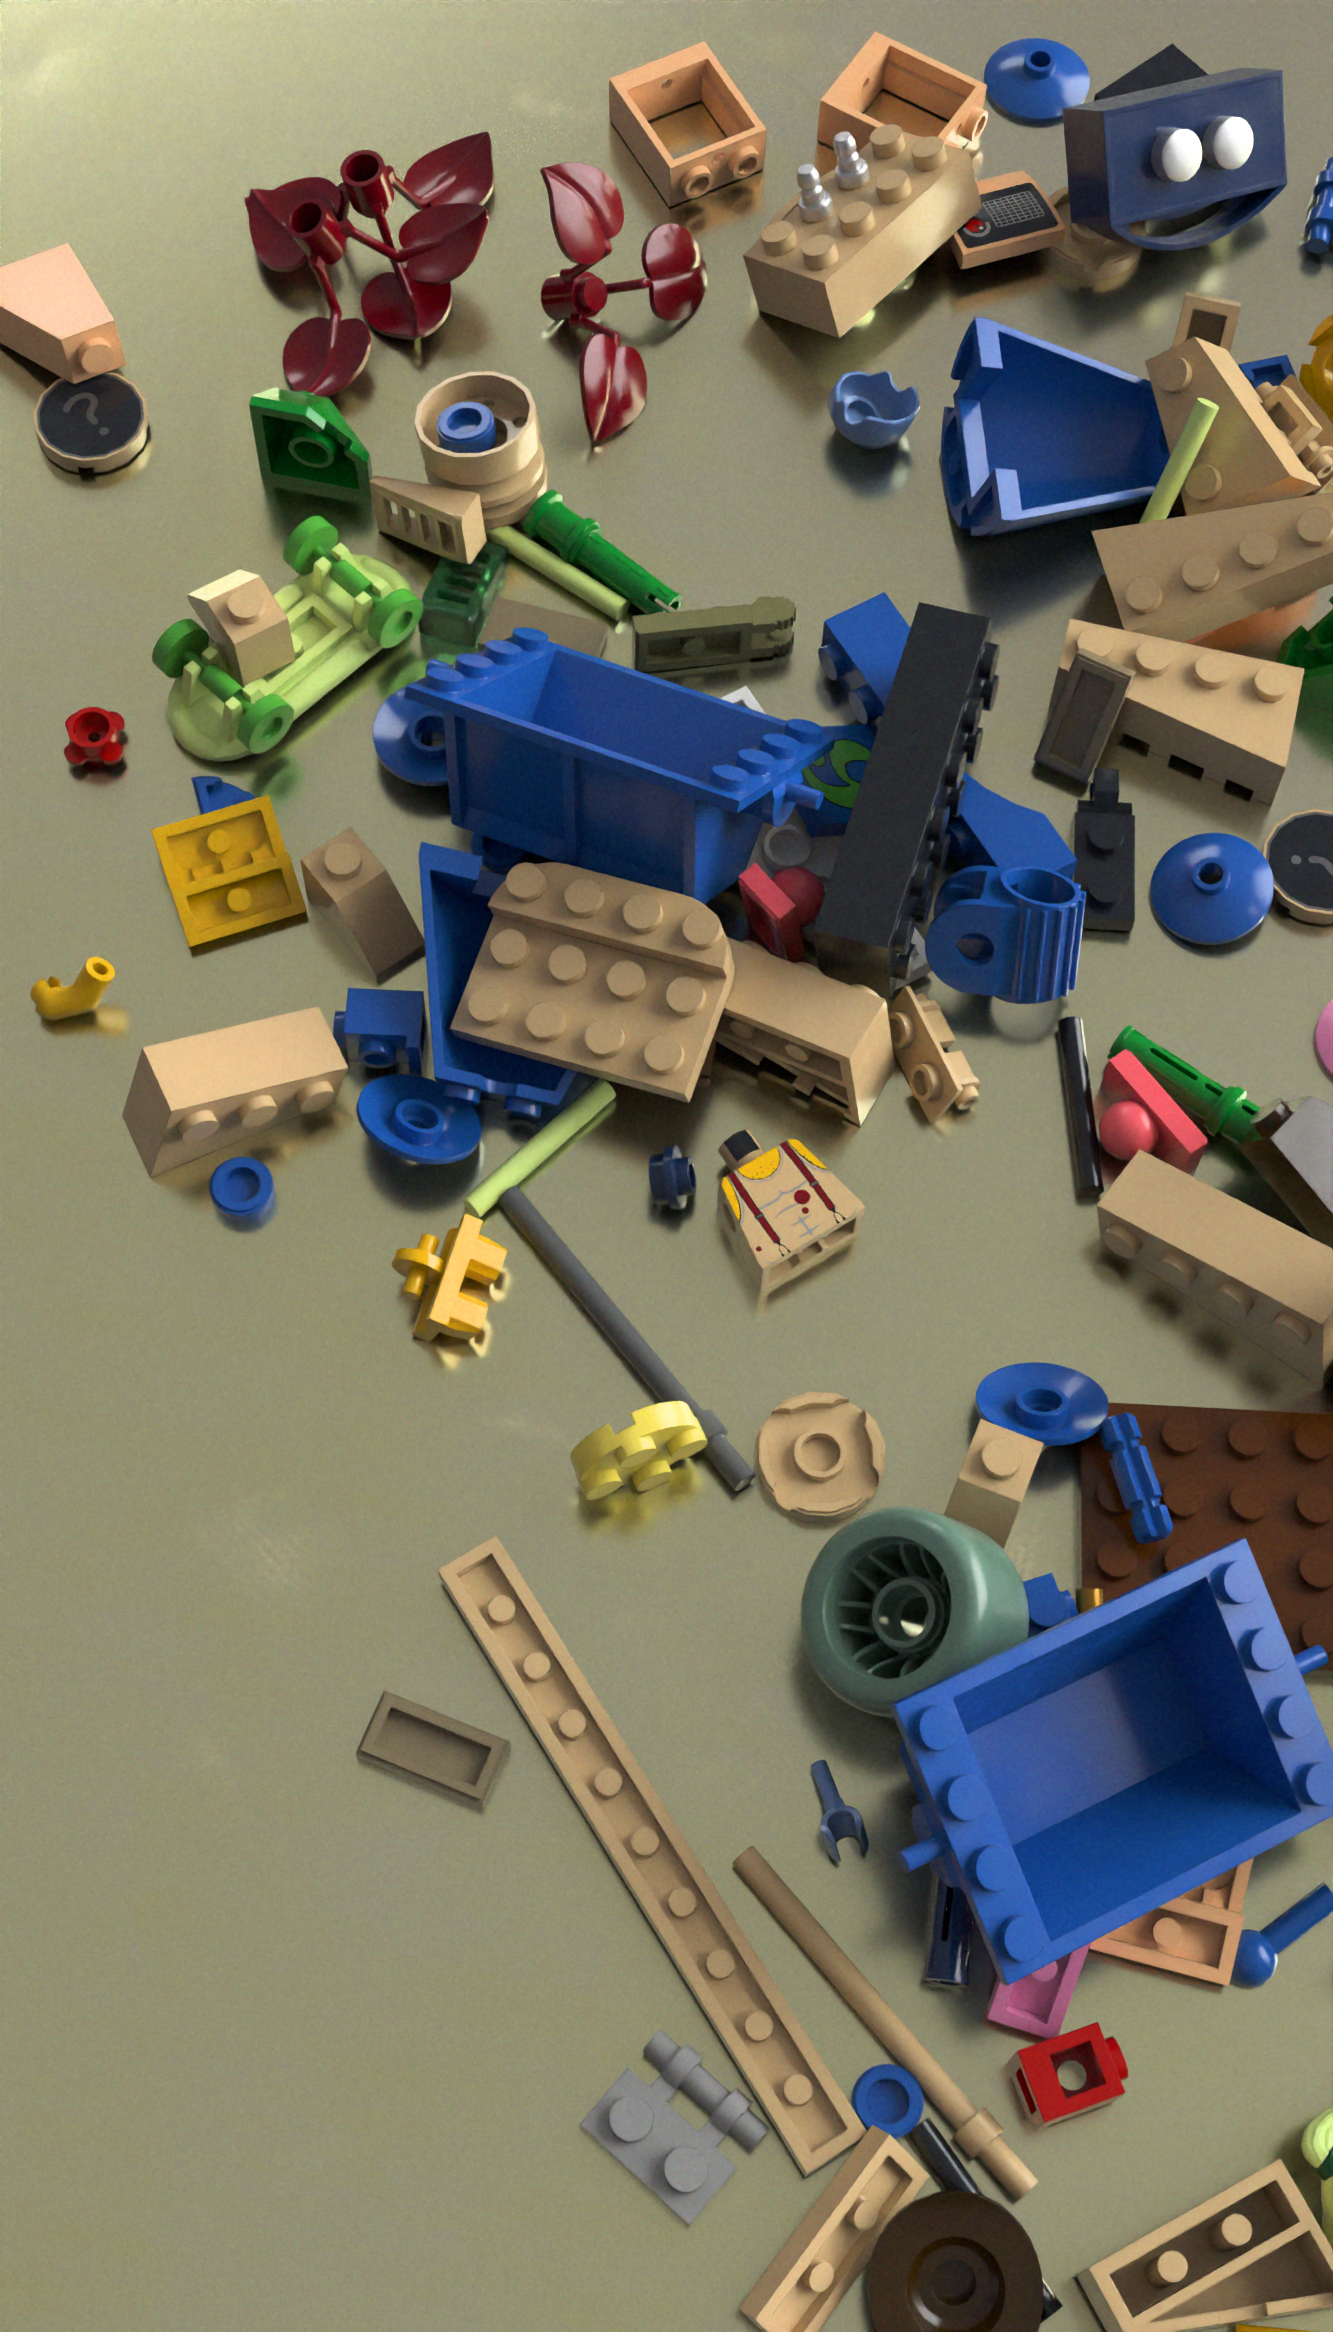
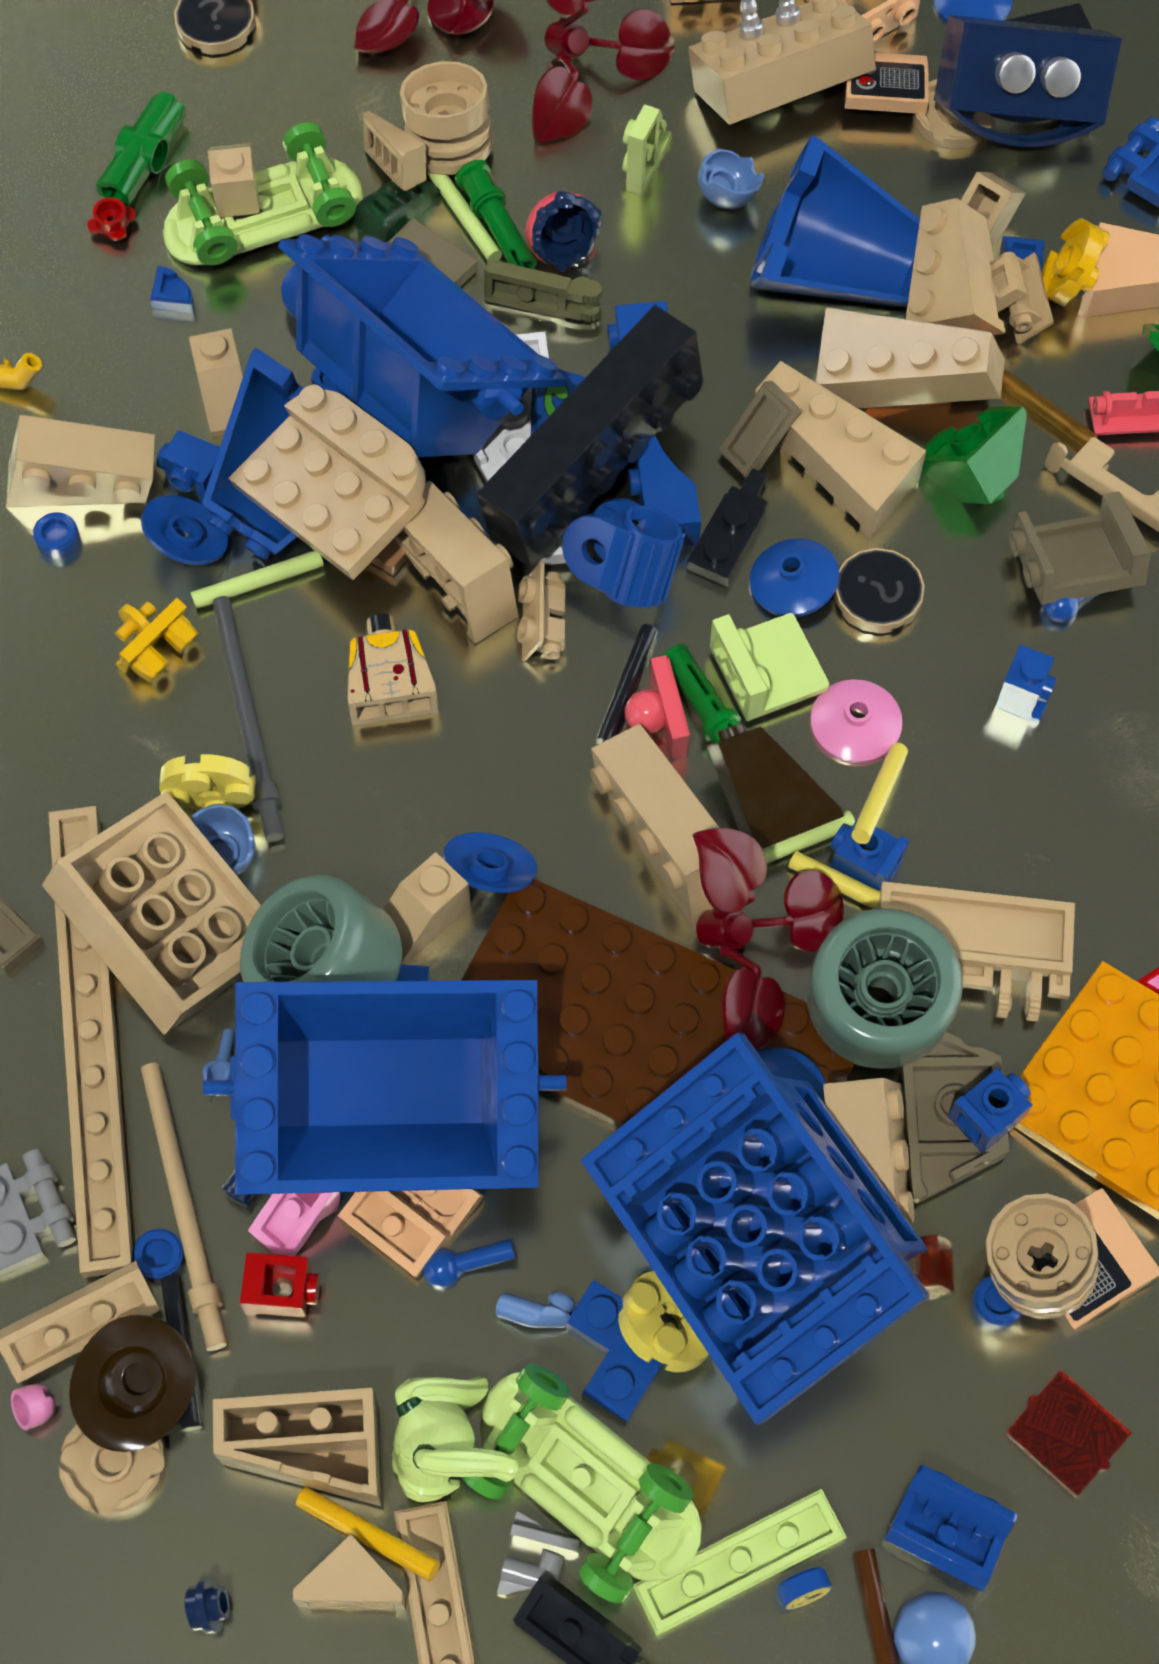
camera: 25 degrees right, 0 degrees up
(88, 627) = (141, 148): none -> green piece
(228, 870) = (150, 332): yellow slope -> none
(308, 443) = (336, 72): green slope -> none
(466, 428) = (437, 97): blue tile -> none
(667, 1644) = (157, 909): none -> tan slope
(671, 1177) = (327, 628): dark blue plate -> none
(686, 1519) = (228, 834): none -> medium blue hair
(701, 545) = (563, 229): none -> dark blue hair
(749, 394) = (645, 143): none -> yellowish green wing
(781, 906) = (475, 474): coral tile -> none
(819, 1457) = (333, 839): tan tile -> none
(1136, 1478) = (522, 932): blue axle -> none
(1180, 461) = (911, 279): yellowish green bar -> none
(1240, 1012) = (767, 664): none -> yellowish green bracket

